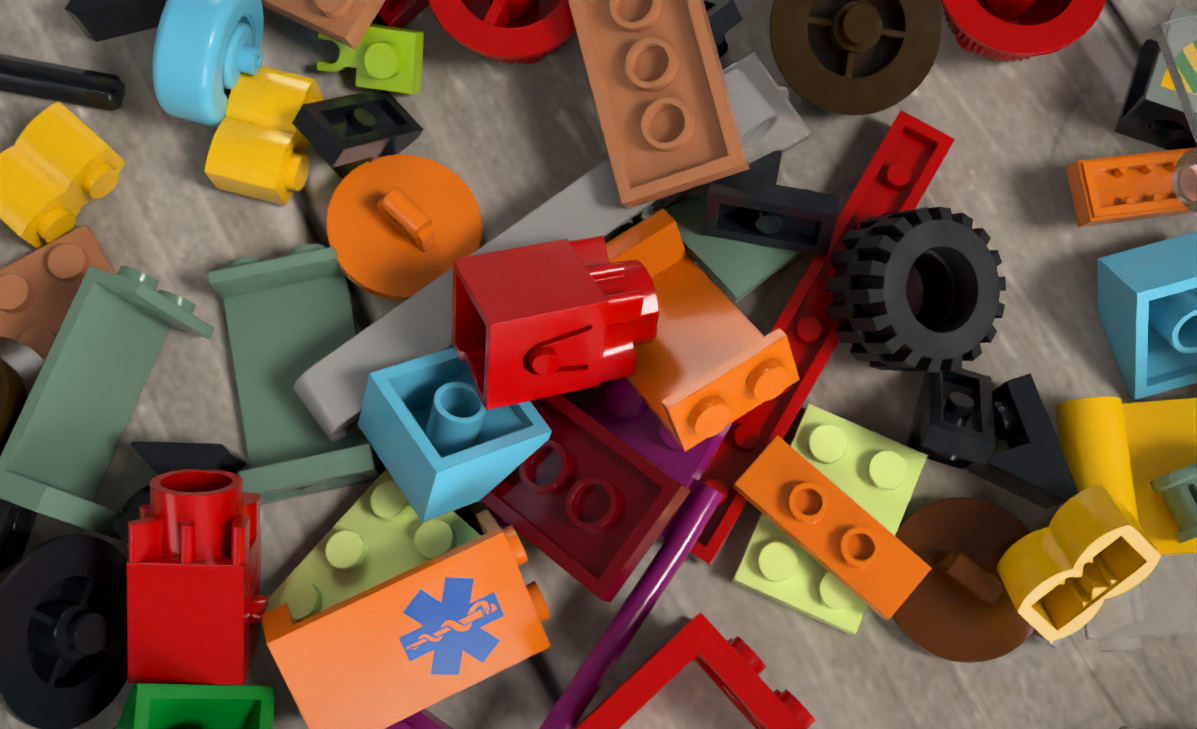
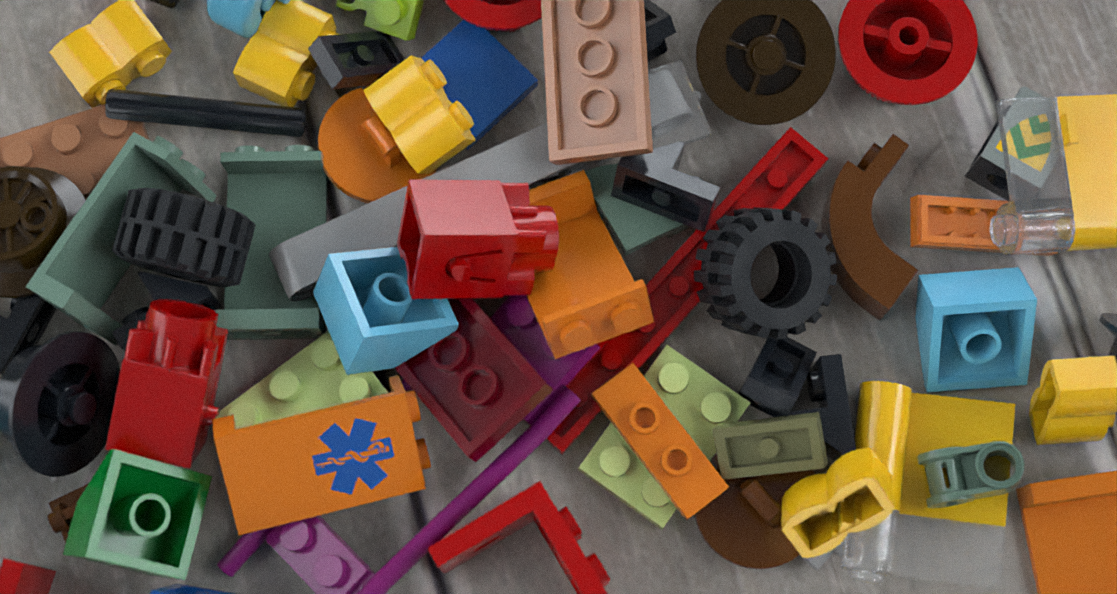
camera: 10 degrees right, 0 degrees up
(178, 228) = (205, 113): none -> black axle
(179, 386) = (184, 237): none -> black tyre
(448, 178) = (420, 114): none -> yellow brick
(498, 130) = (480, 75): none -> blue tile
(971, 506) = (770, 446): none -> olive plate
(1040, 266) = (864, 264): none -> reddish brown arch

